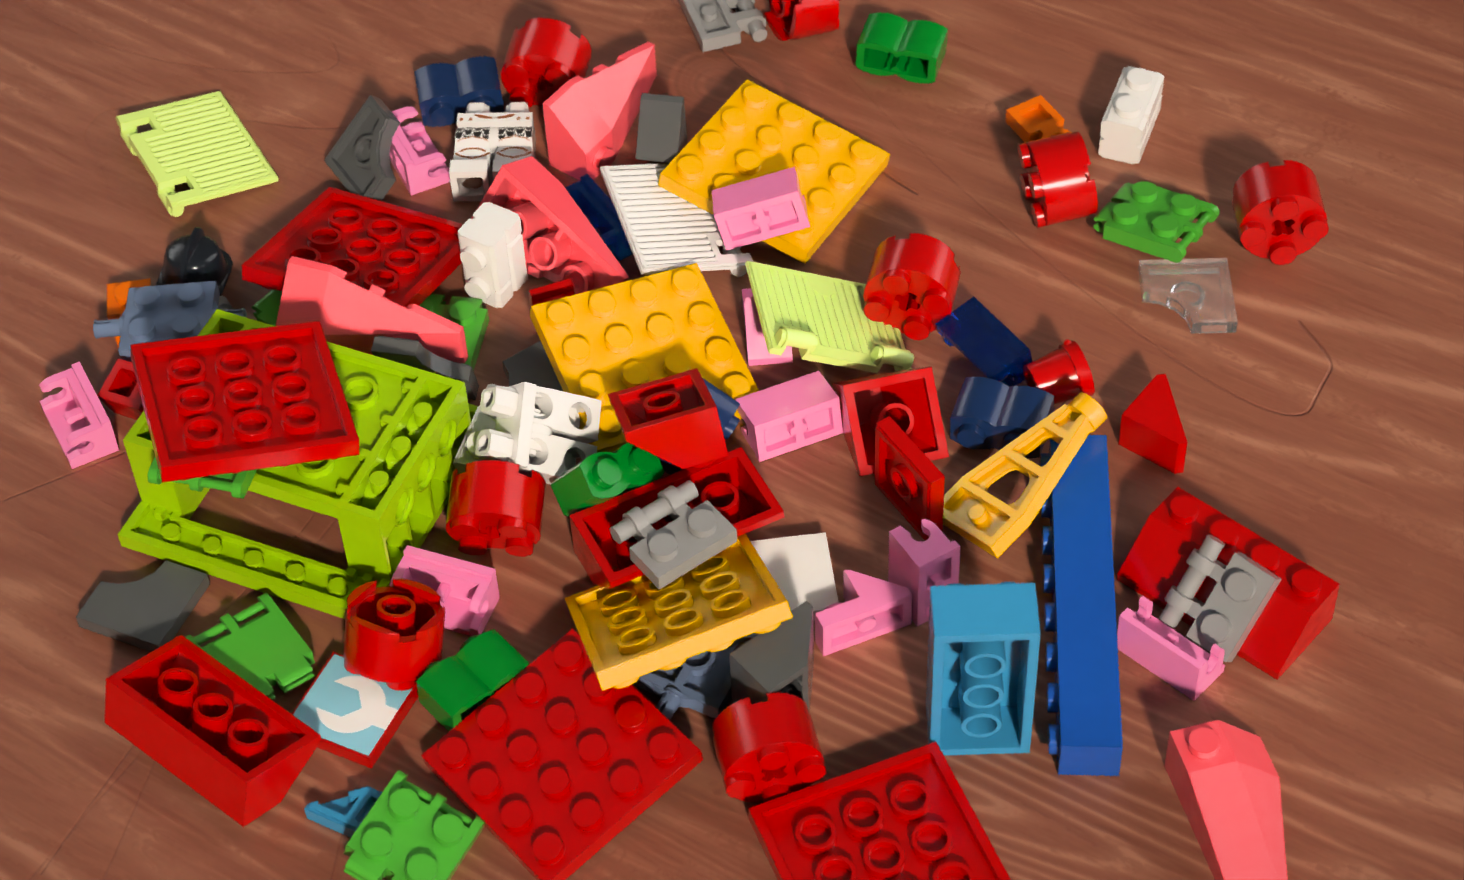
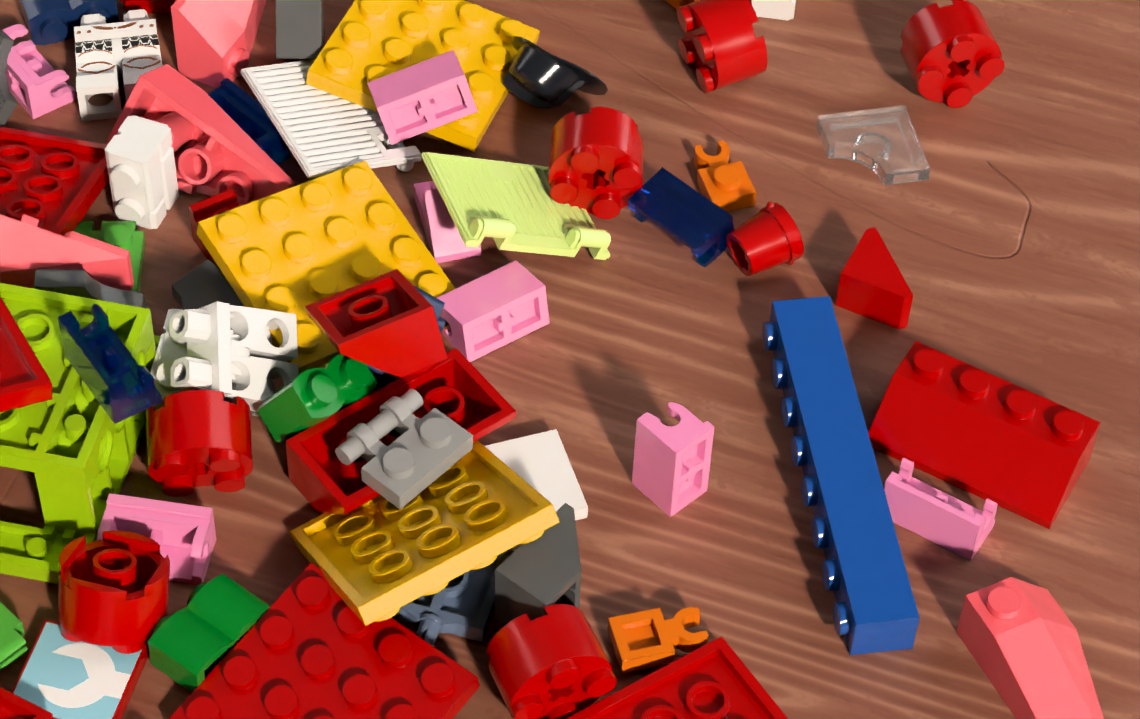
camera: 15 degrees left, 0 degrees up
(415, 430) = (107, 366): none -> clear blue hinge
(868, 736) = (649, 641): none -> orange plate
(869, 611) = (617, 506): bright pink slope -> none
(883, 202) = (545, 78): none -> black piece
(905, 397) = (602, 303): red slope -> none
(907, 476) = (636, 361): red tile -> none
(982, 667) = (767, 551): dark azure brick -> none
(994, 414) = (714, 289): dark blue brick -> none
(994, 523) = (725, 396): yellow plate -> none
(1034, 315) = (722, 181): none -> orange plate
(1154, 219) = (824, 73): bright green plate -> none
(1231, 607) = (996, 455): light grey plate -> none

